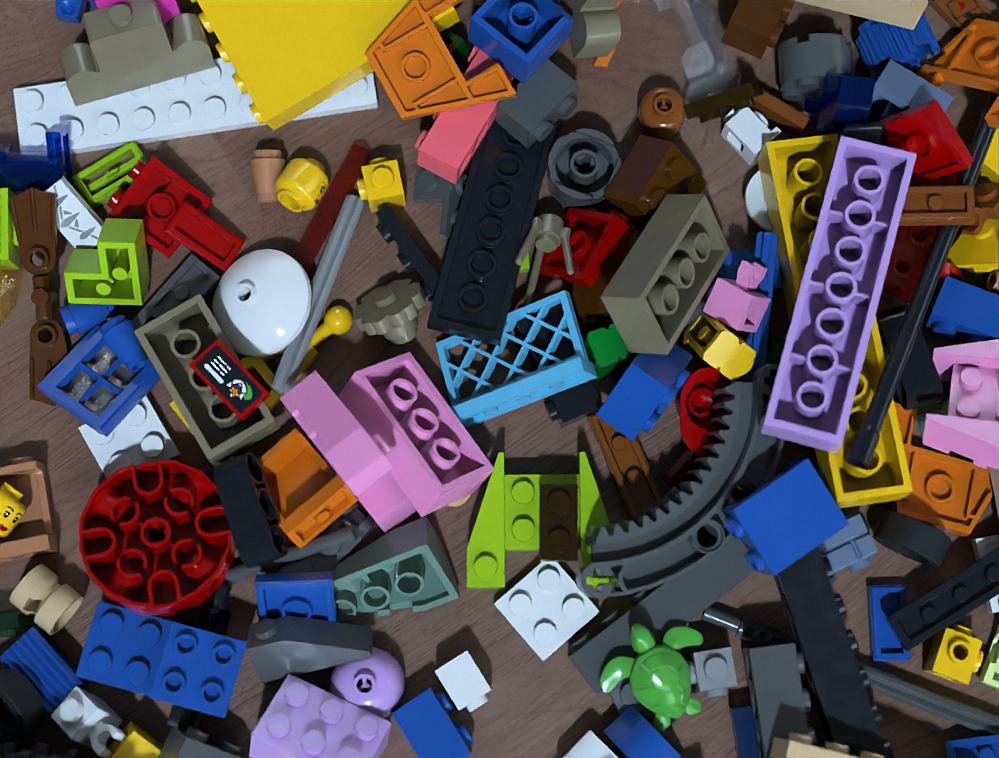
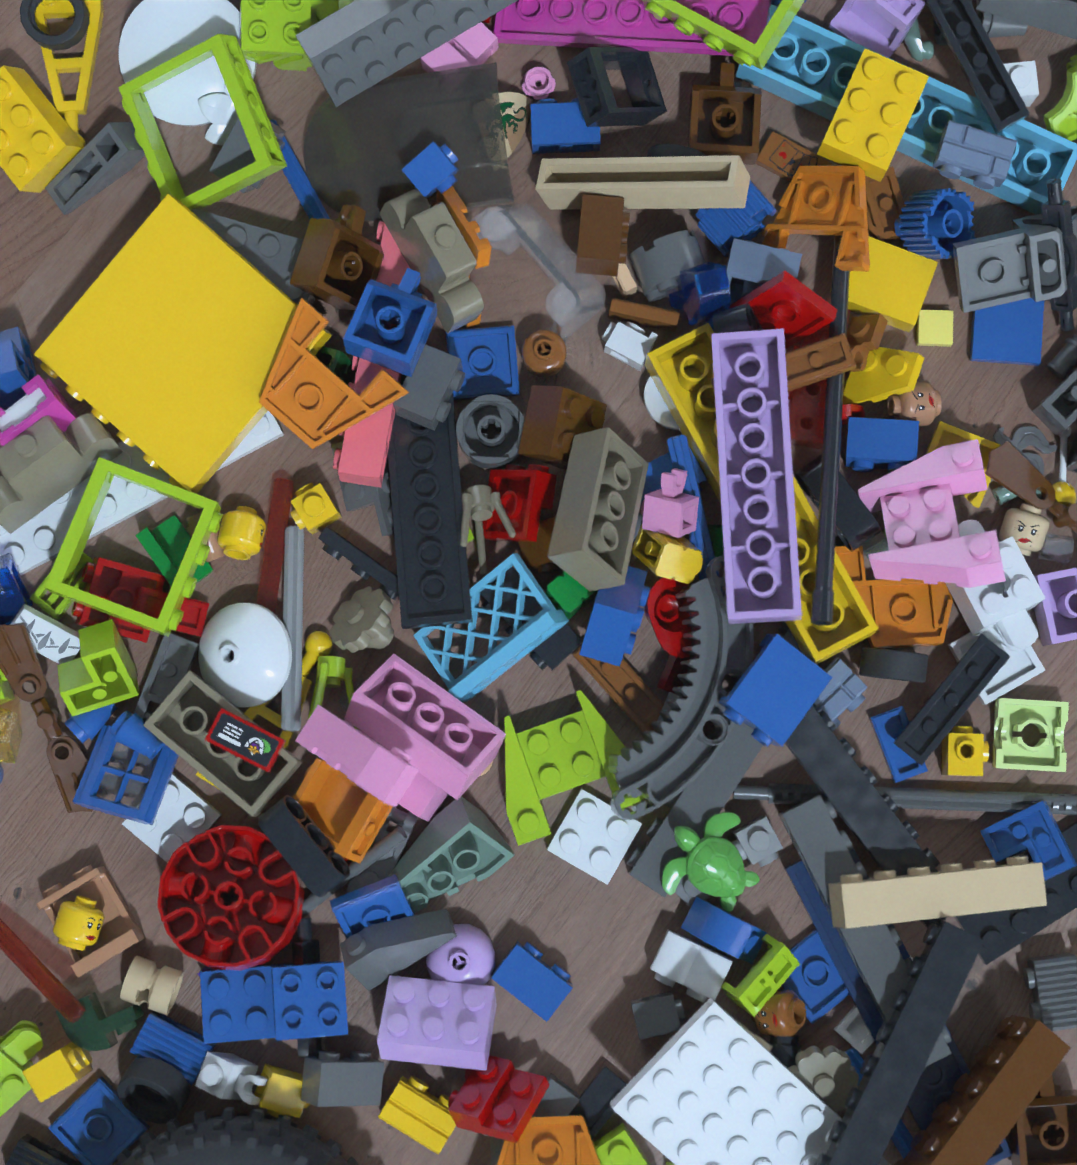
camera: 15 degrees left, 5 degrees up
(149, 117) = (83, 523): none -> lime window
(229, 184) = (167, 548): none -> green panel
(340, 351) = (329, 674): none -> lime plant
(464, 682) = (544, 927): white brick -> none
(558, 523) = (579, 761): dark brown plate -> none
(603, 102) = (487, 360): none -> blue tile
(738, 97) = (586, 335): dark brown plate -> none
(765, 69) = (625, 282): none -> light nougat tile

